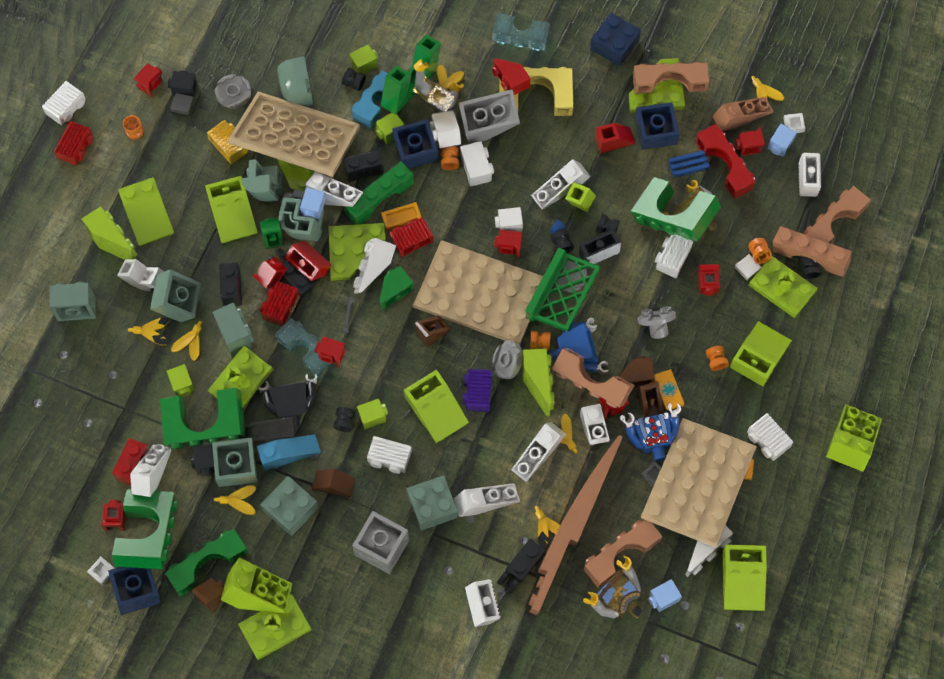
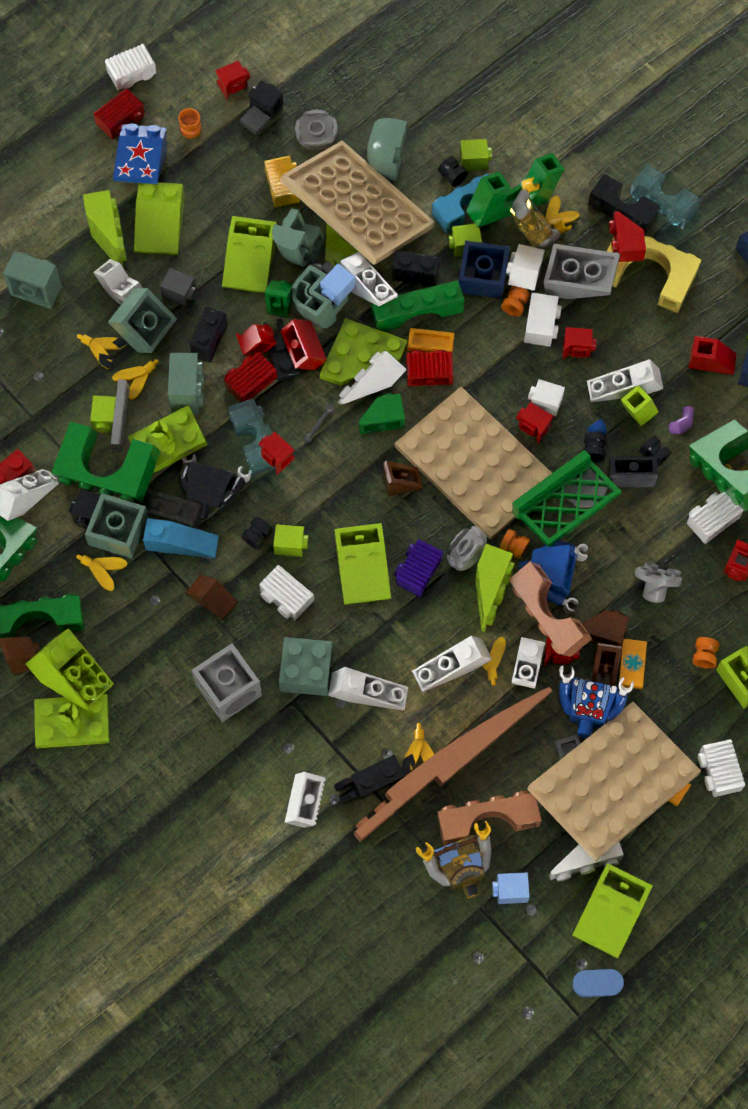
camera: 25 degrees right, 0 degrees up
(108, 168) = (140, 154): none -> blue slope
(189, 258) = (178, 287): none -> dark grey brick
(194, 377) = (120, 415): none -> light grey tile
(289, 506) = (151, 599): sand green brick -> none
(479, 52) = (606, 199): none -> black arch
(511, 169) = (578, 342): none -> red window
(618, 195) = (683, 424): none -> medium lavender arm
(759, 635) = (597, 983): none -> medium blue tile

